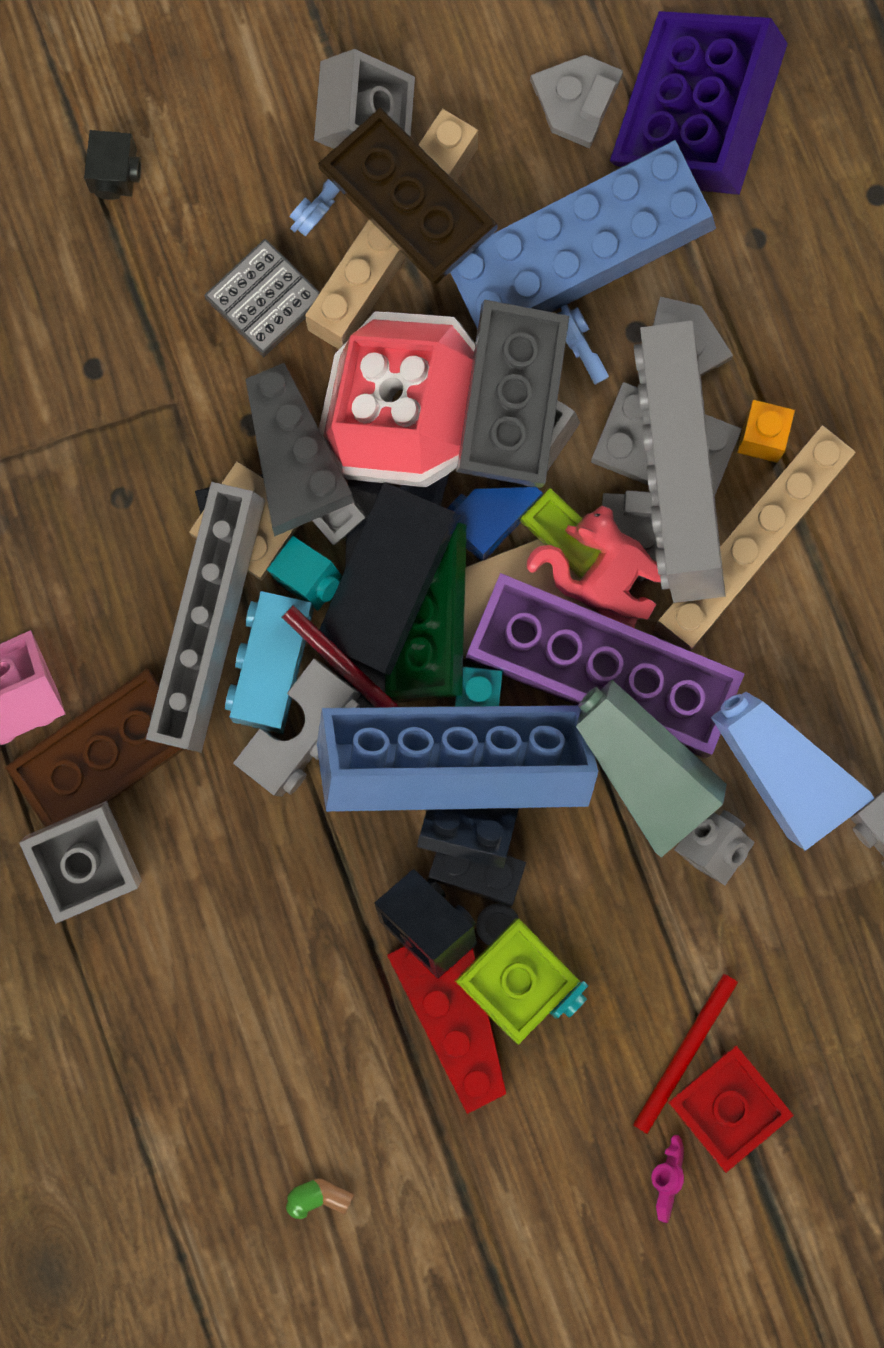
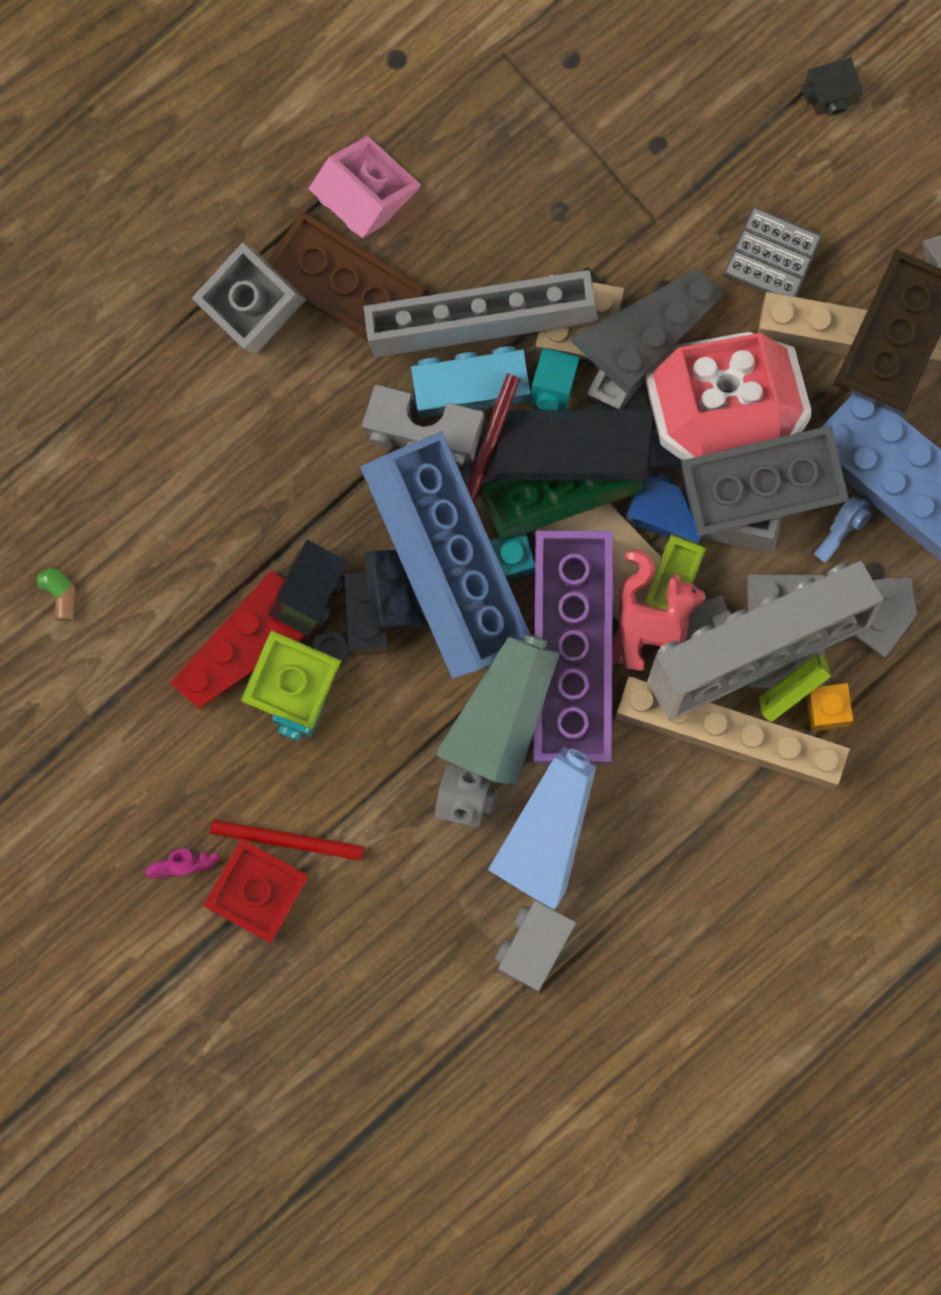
camera: 70 degrees right, 0 degrees up
(309, 214) = (858, 263): light blue plate -> none
(735, 456) = (794, 687): none -> lime tile

